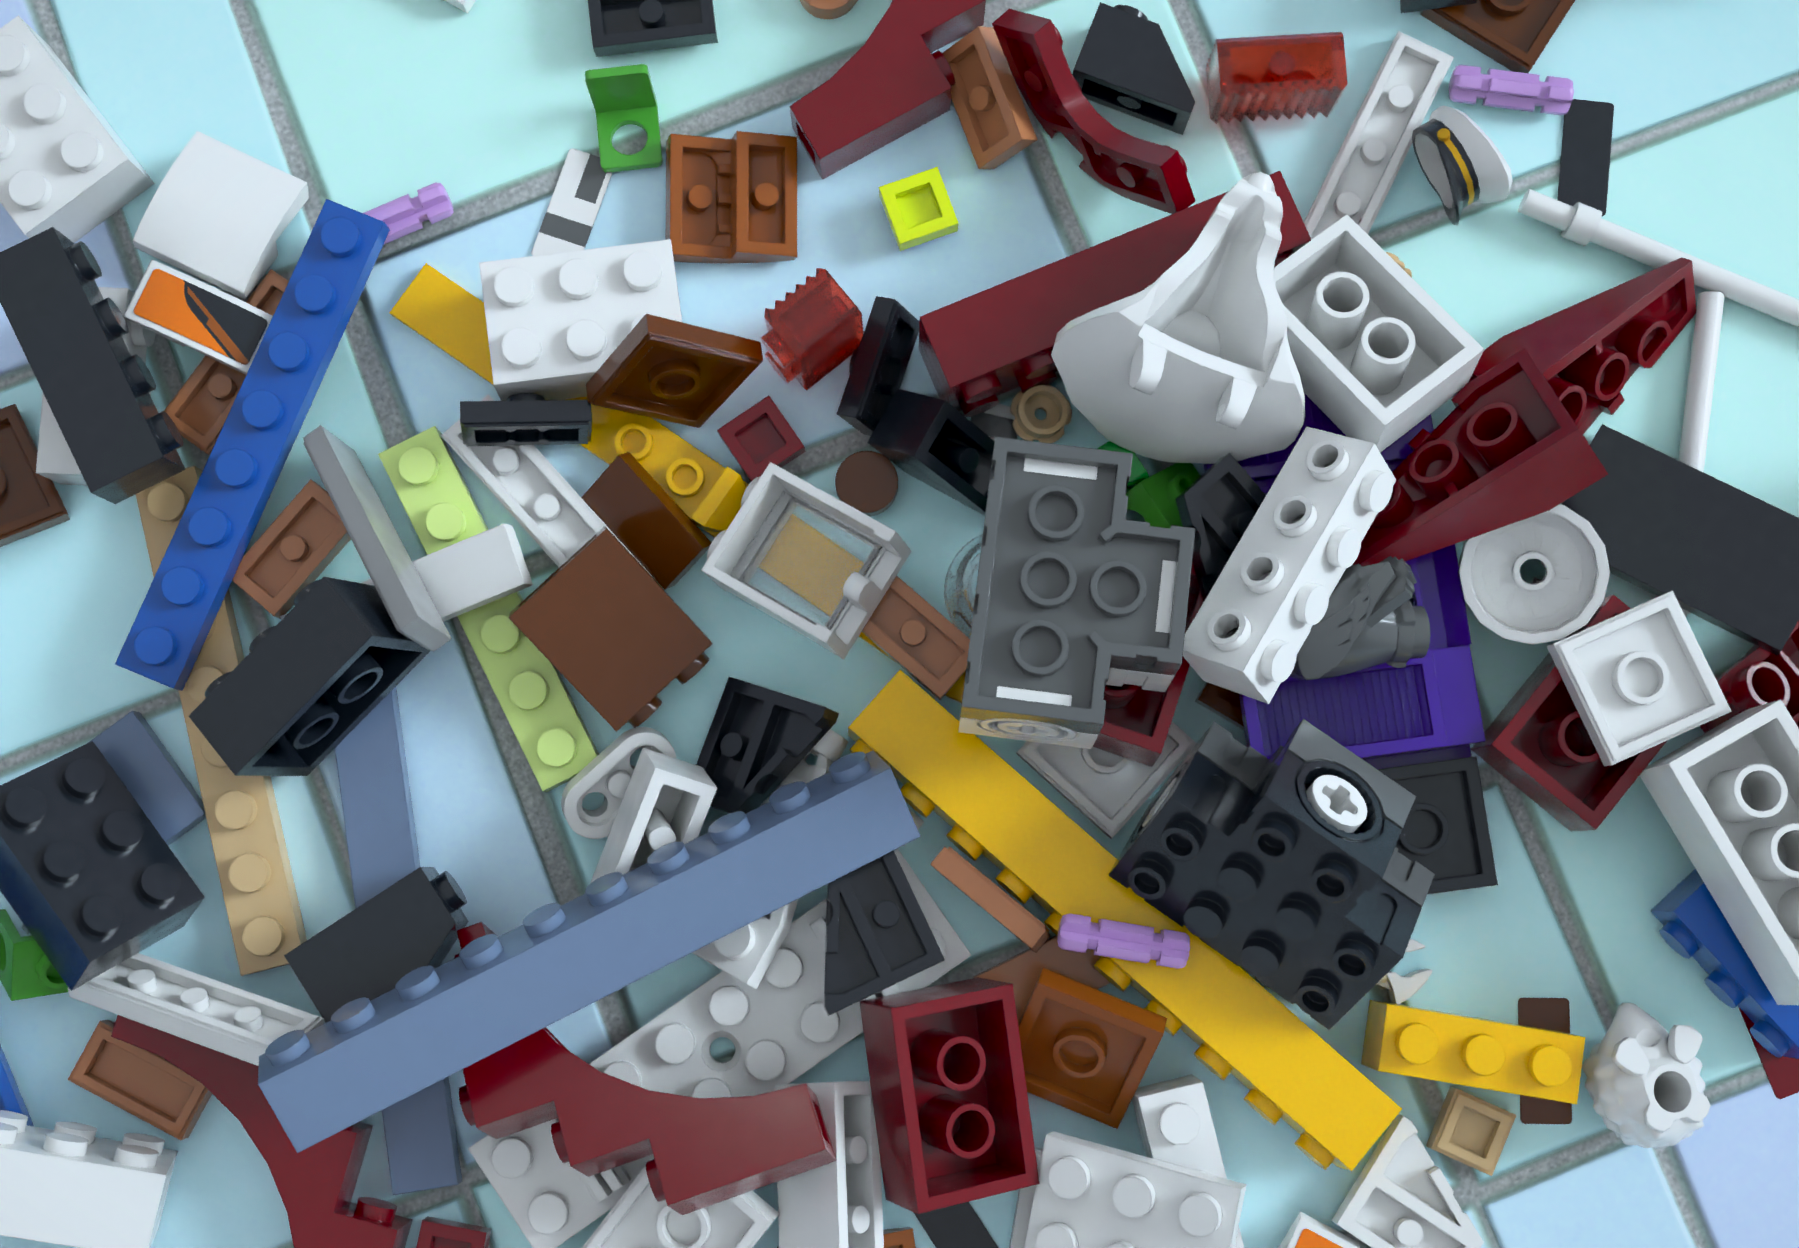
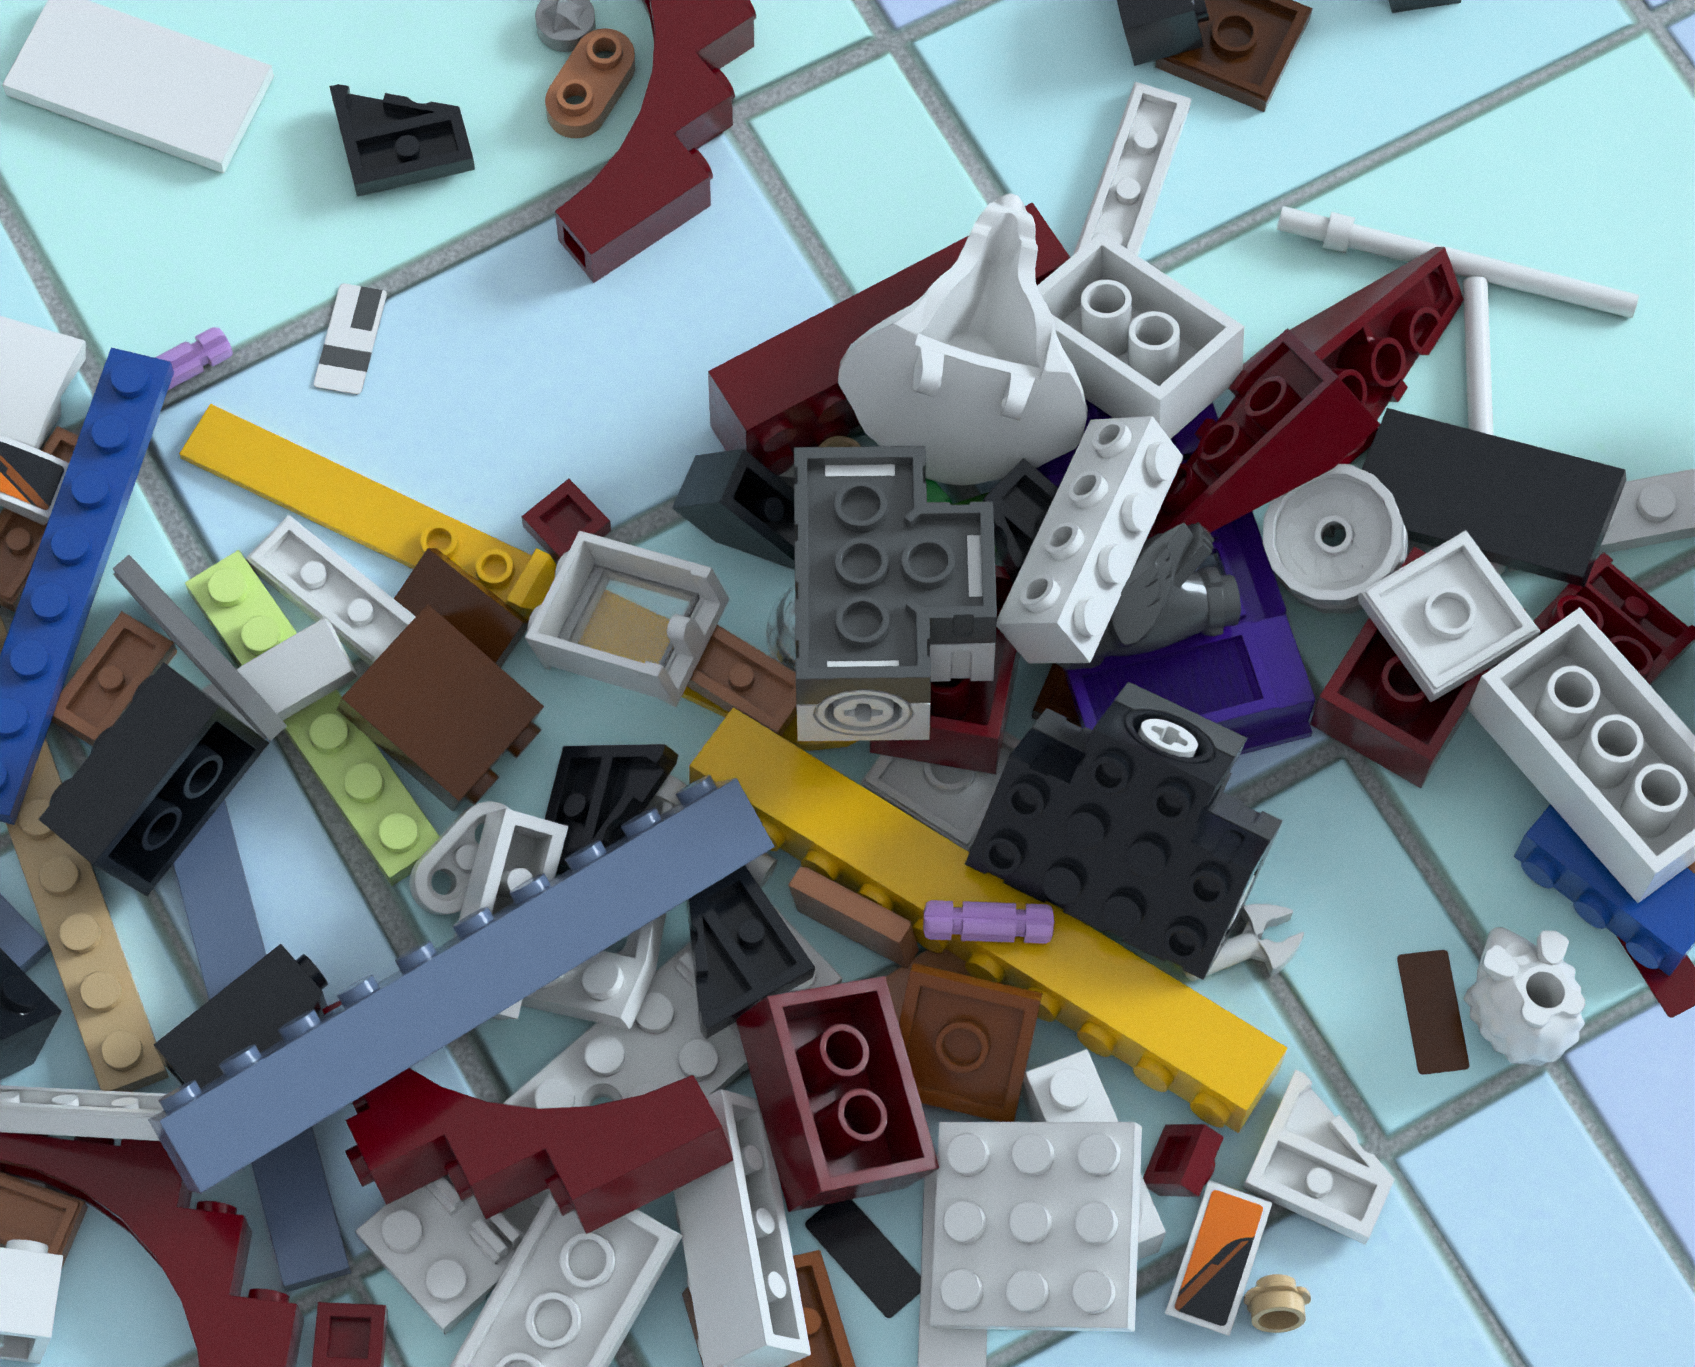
camera: 10 degrees left, 15 degrees down
(525, 421) = (333, 527): black plate -> none
(568, 311) = (380, 432): white brick -> none
(624, 98) = (390, 228): bright green bracket -> none
(673, 371) = (474, 457): reddish brown tile -> none
(732, 198) = (506, 309): dark orange slope -> none
(812, 330) = (605, 408): clear red brick -> none
(867, 482) = (679, 540): reddish brown tile -> none
(878, 364) = (672, 437): black plate -> none
(918, 208) = (692, 294): neon yellow plate -> none
(988, 99) = (747, 187): nougat plate -> none
(1113, 158) = (875, 223): dark red plate -> none
(1133, 69) = (882, 145): black slope -> none
(1276, 76) = (1020, 132): clear red brick -> none
(1279, 1192) = (1182, 1160): none -> dark red plate
(1447, 823) = (1292, 782): black plate -> none
(1460, 161) = (1209, 185): white piece -> none
(1471, 1130) = (1368, 1084): tan tile -> none
(1473, 1051) = (1354, 998): yellow brick -> none
(1511, 90) = (1251, 121): lavender axle -> none
(1586, 154) = (1334, 170): black sticker -> none

